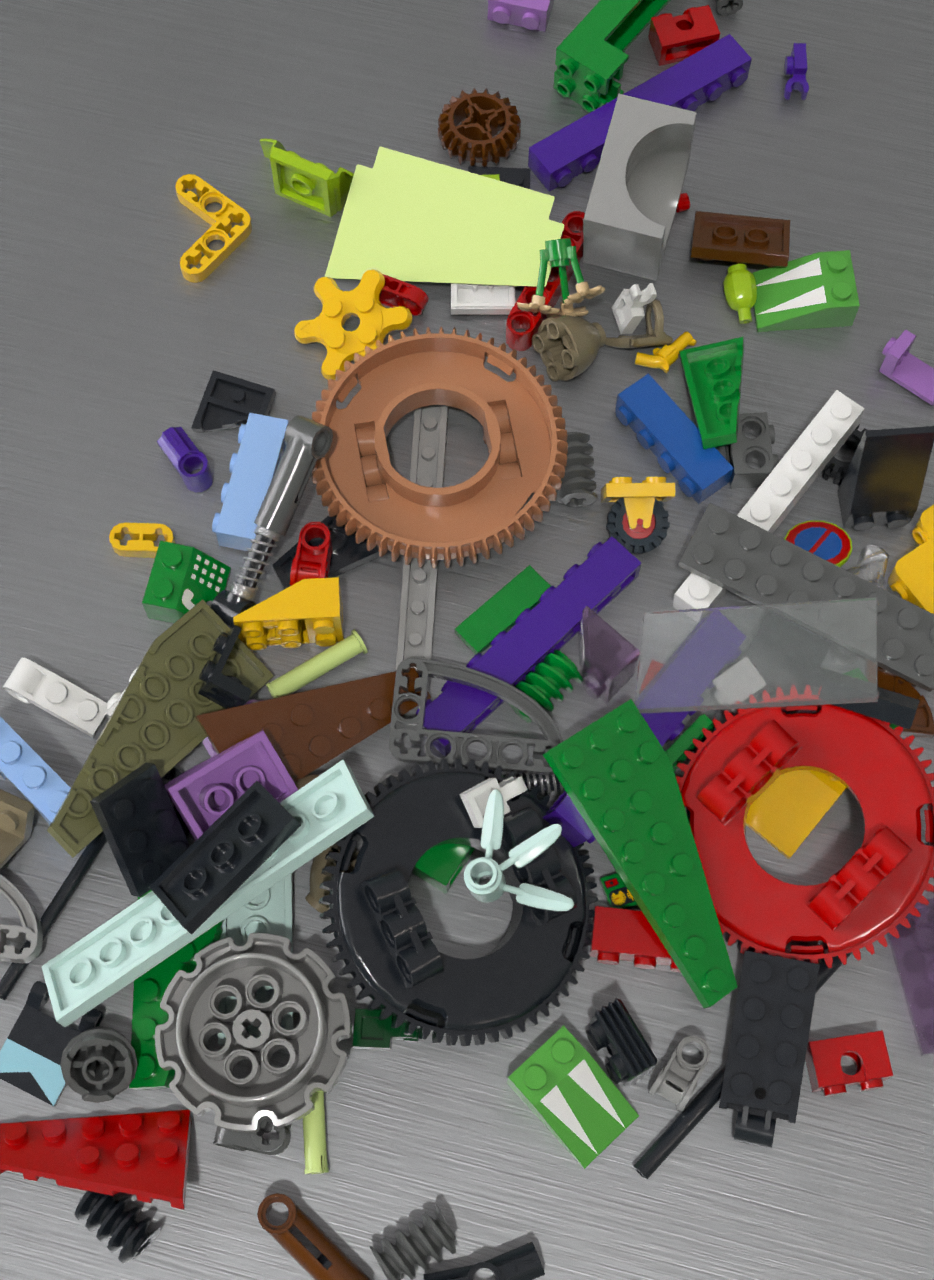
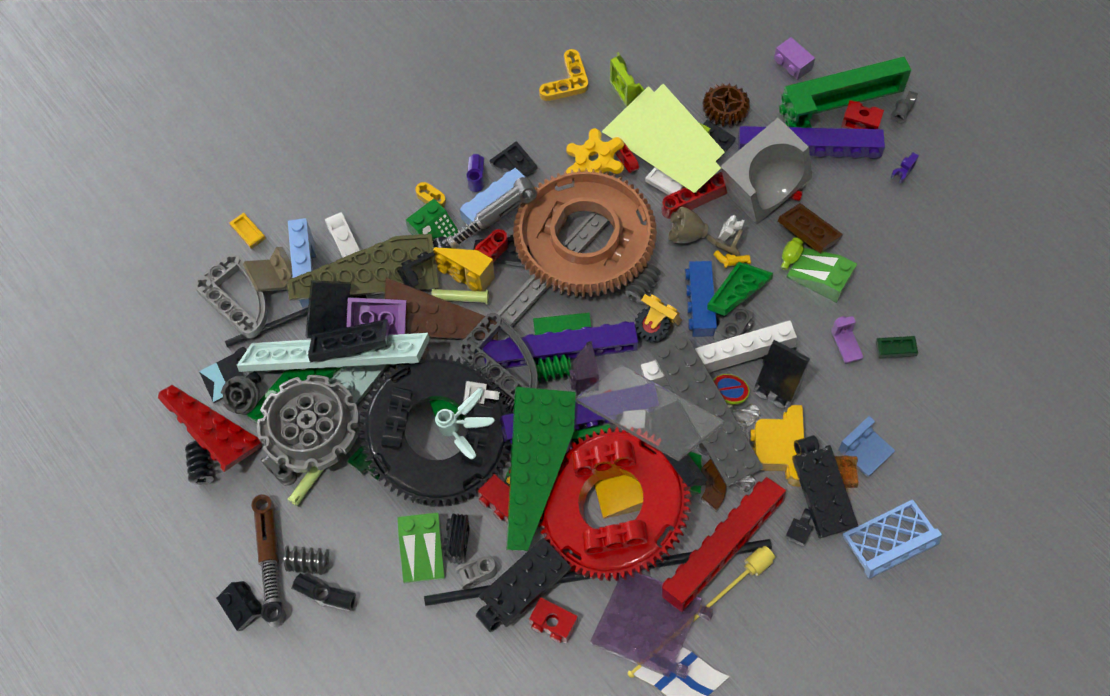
camera: 40 degrees right, 5 degrees down
(560, 255) = (706, 179): plant -> none

